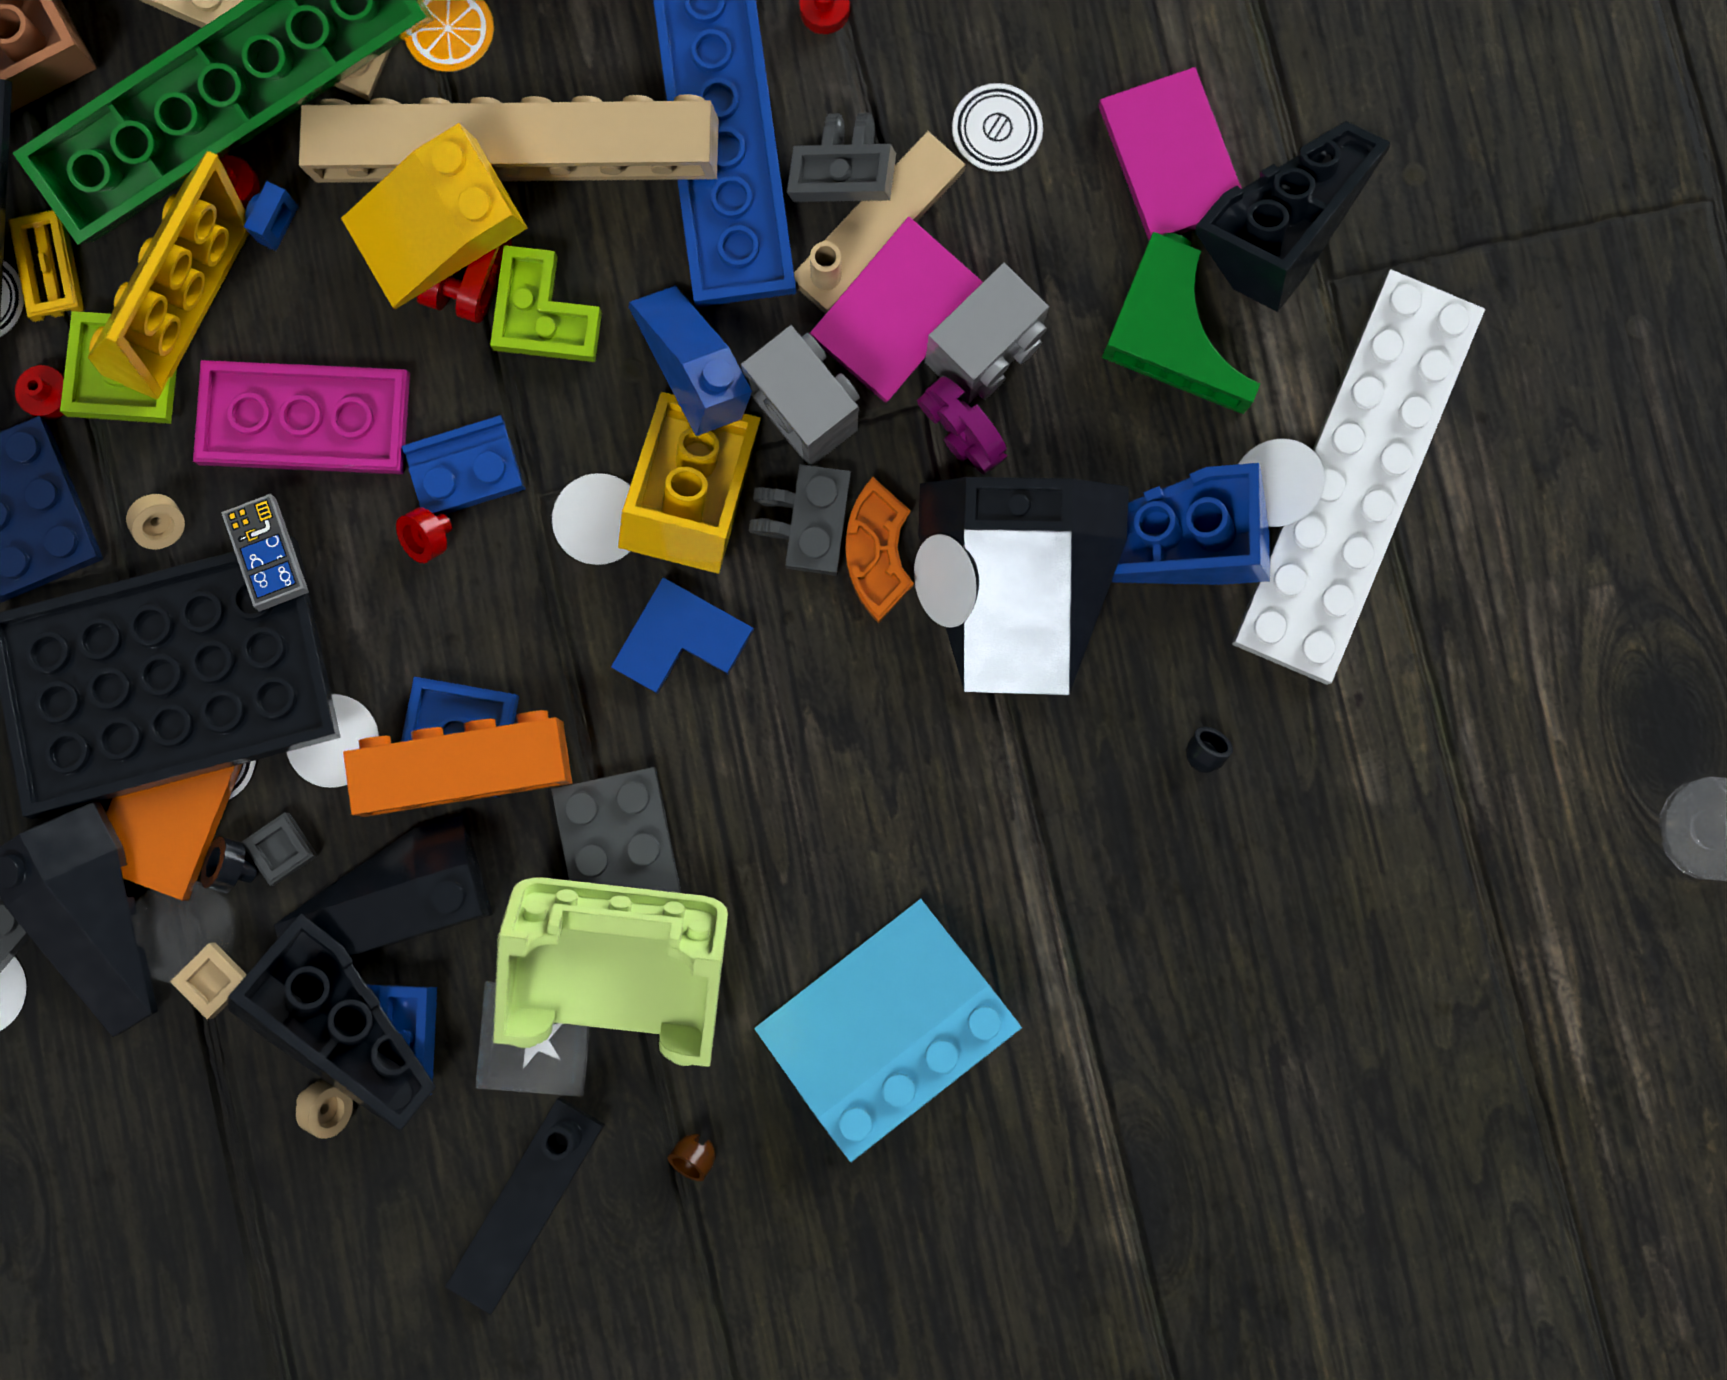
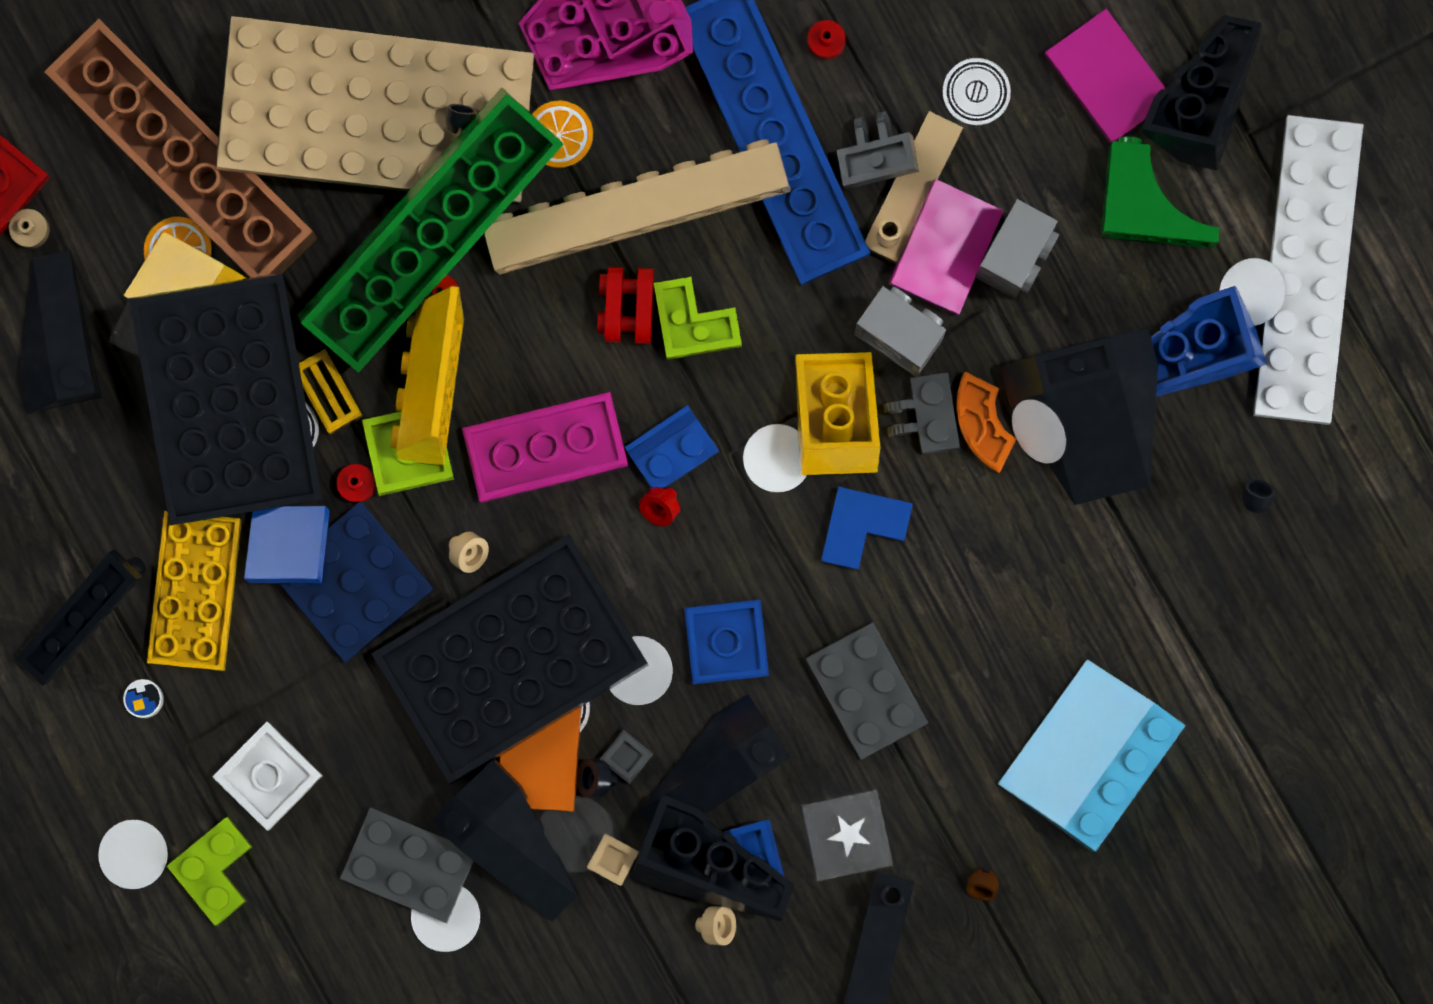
camera: 10 degrees left, 0 degrees up
(265, 552) = (556, 551): tile -> none
(270, 215) = (478, 310): blue plate -> none
(432, 216) = (604, 282): yellow slope -> none
(457, 766) = (740, 660): orange brick -> none
(610, 963) = (892, 765): yellowish green windscreen -> none
(692, 360) = (813, 325): blue slope -> none
(969, 429) = (1023, 321): magenta plate -> none

